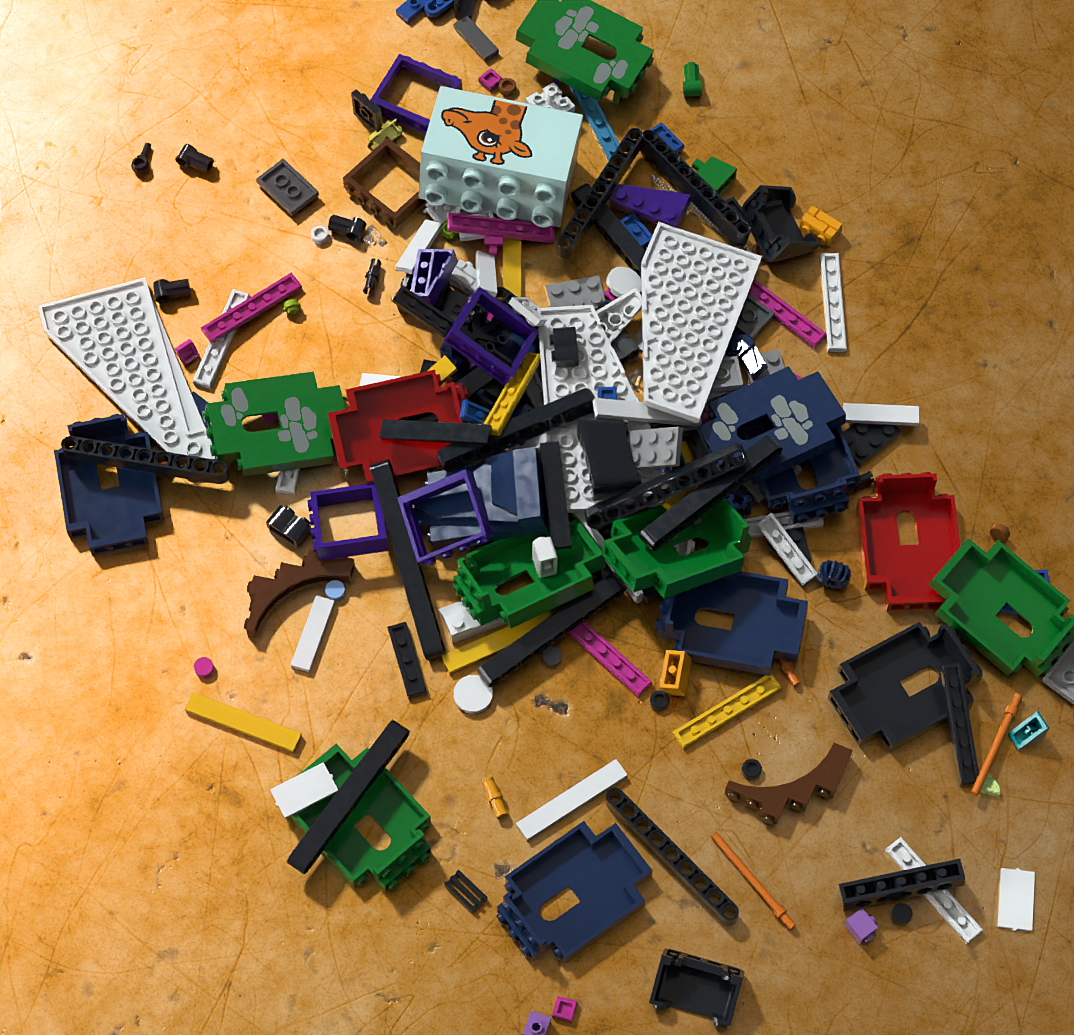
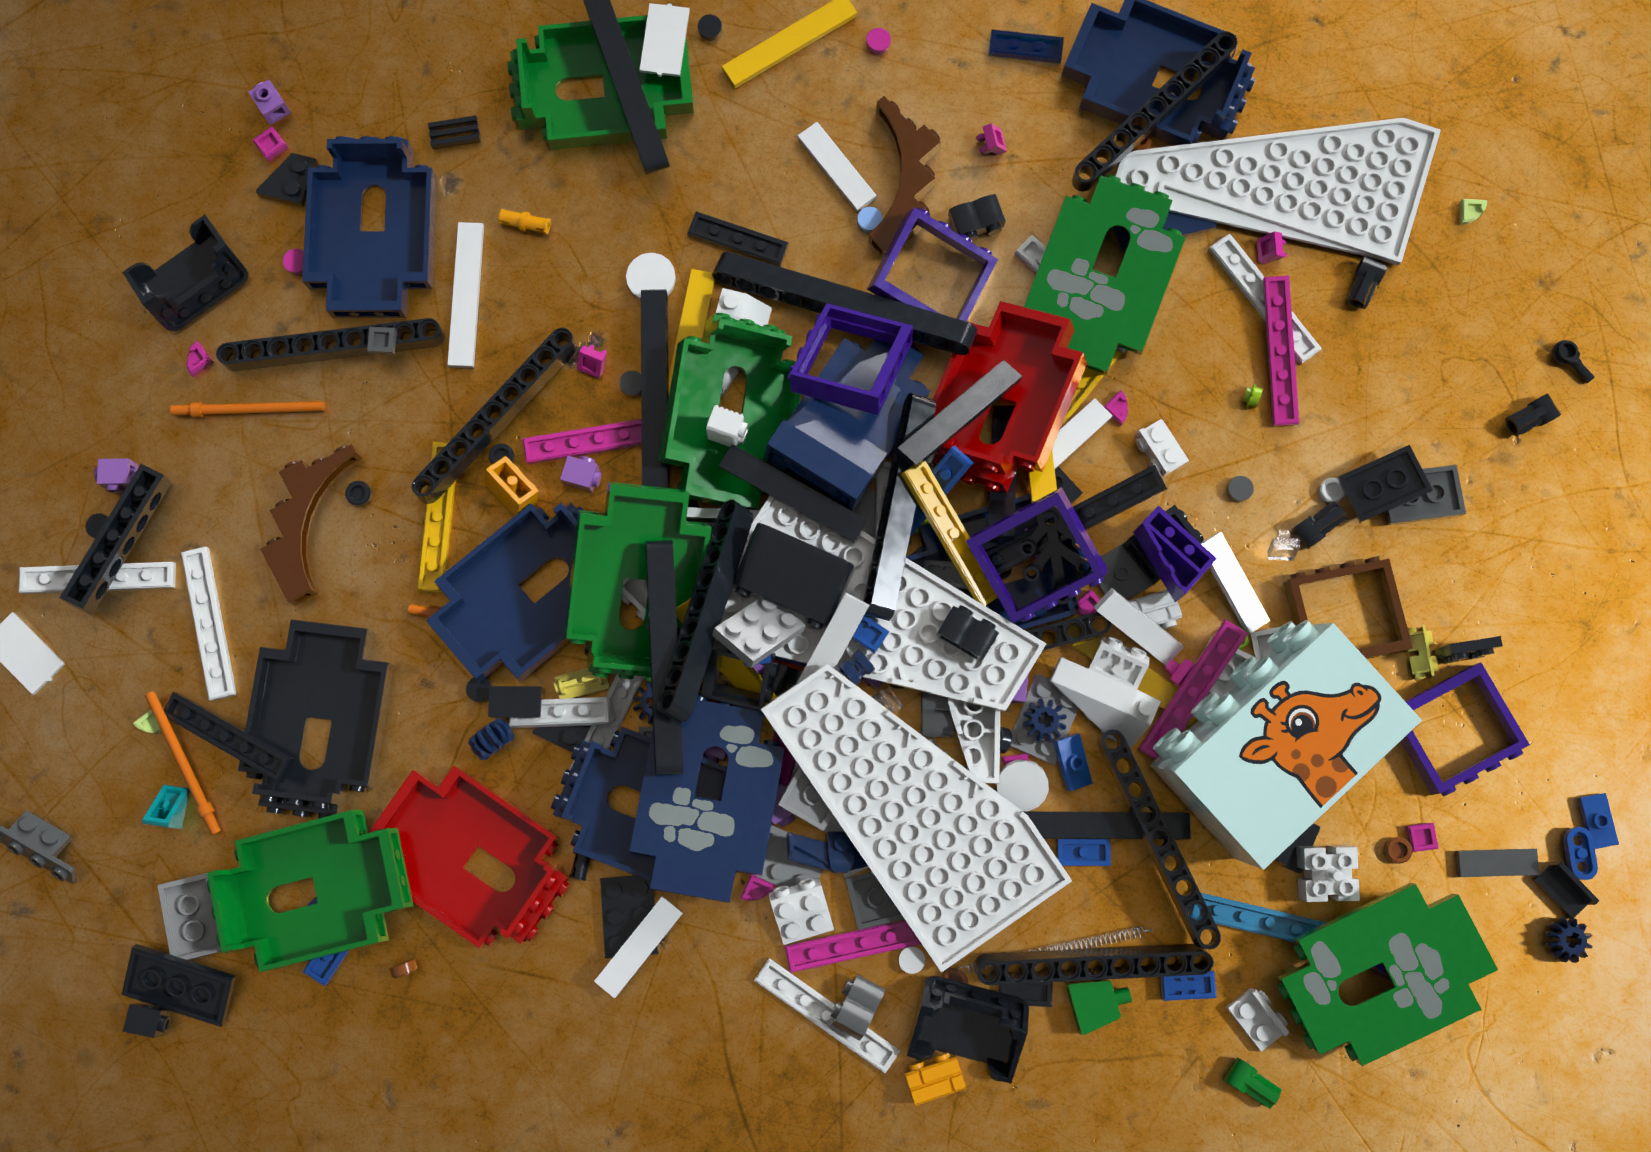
camera: 125 degrees right, 15 degrees up
(79, 263) = (1471, 210): none -> yellowish green tile
(143, 576) = (1026, 46): none -> clear blue tile
(225, 551) = (994, 140): none -> dark pink tile
(268, 779) = (710, 27): none -> black tile
(298, 204) = (1385, 484): none -> black plate
(353, 375) = (1118, 407): none -> dark pink tile
(355, 281) = (1240, 489): none -> dark grey tile
(362, 336) = (1160, 447): none -> white bracket
(372, 276) = (1232, 509): black pin -> none
(513, 274) = (1120, 662): none -> white bracket
(528, 309) = (1049, 622): white plate -> none
(541, 267) = (1105, 700): none -> white wedge
(557, 687) = (591, 361): none -> dark pink tile
(579, 289) = (1048, 712): none -> dark blue gear
(580, 974) = (289, 180): none -> black wing
(589, 266) = (1073, 762): none -> blue plate
(629, 711) = (493, 427): none -> black beam
(632, 390) = (861, 663): none -> dark blue wheel
(633, 642) = (581, 473): none -> medium lavender brick
(633, 926) = (294, 261): none -> dark pink tile
(645, 816) = (382, 340): none -> dark grey tile
(651, 204) = (1101, 894): dark purple wedge -> none
(655, 98) = (1257, 1018): none -> white bracket
(747, 939) = (197, 359): none -> dark pink tile
(761, 556) = (579, 684): none -> light yellow hinge
(767, 279) = (911, 960): none -> white tile
(788, 347) = (801, 910): none -> white plate
(800, 578) = (515, 701): none -> black panel
(813, 609) = (478, 691): none -> black tile
(816, 285) = (857, 1007): none -> dark grey brick
(903, 798) = (208, 624): none -> white tile

